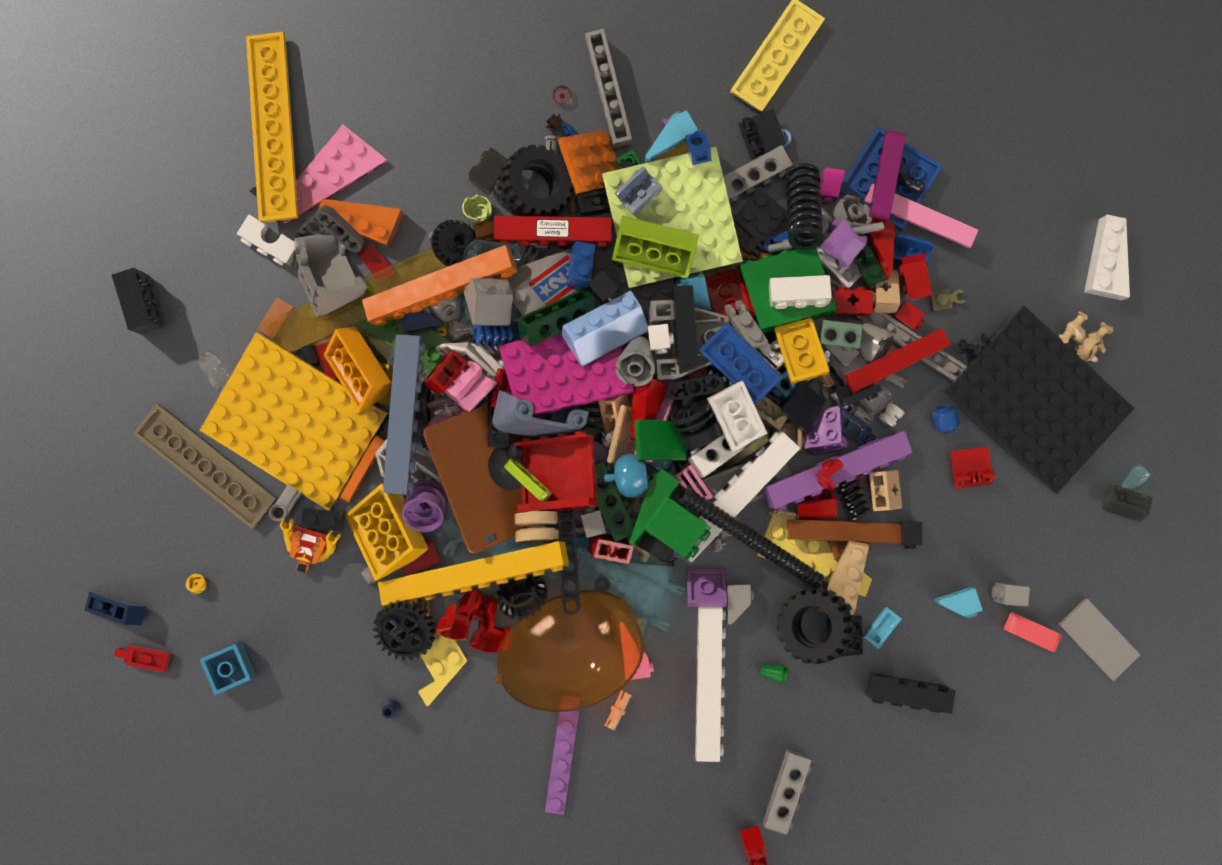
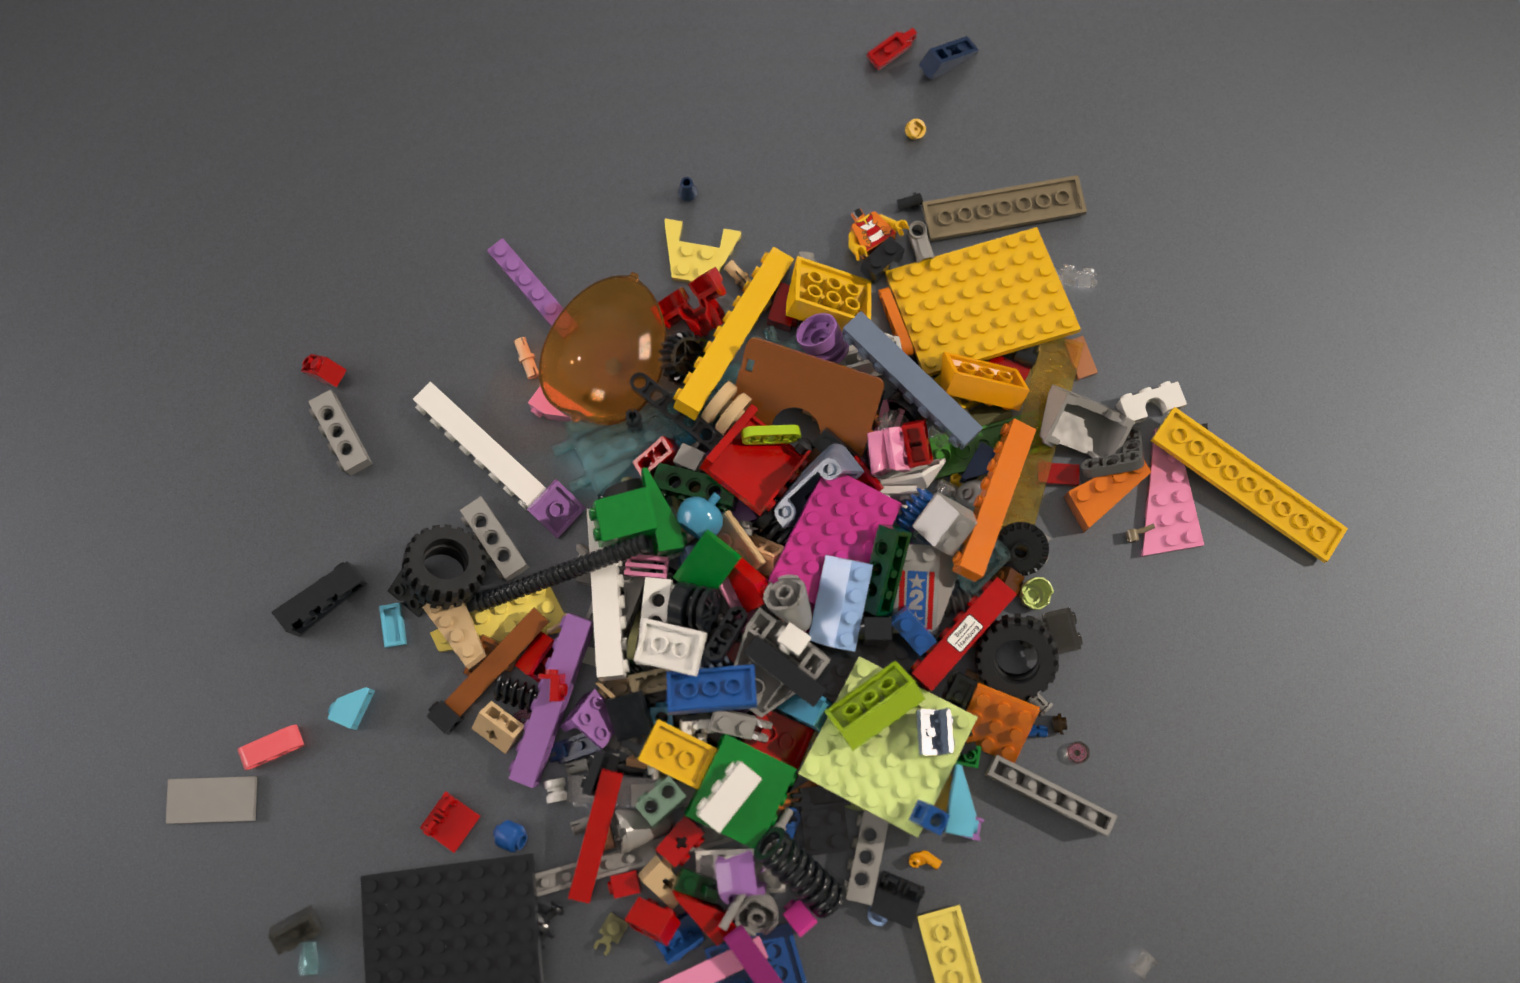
camera: 135 degrees right, 10 degrees down
(137, 301) = (1184, 261): black brick -> none
(228, 668) = (828, 98): dark azure brick -> none
(258, 538) = (910, 202): none -> black pin
(377, 177) = (1133, 534): none -> dark tan hand
(404, 630) = (738, 247): black gear -> none
(719, 139) = (924, 857): none -> light orange arm
(738, 600) = (524, 526): light grey slope -> none
(766, 582) = (480, 510): none -> light grey brick
(776, 673) = (438, 505): green cone -> none
(1011, 594) = (317, 754): light grey brick -> none

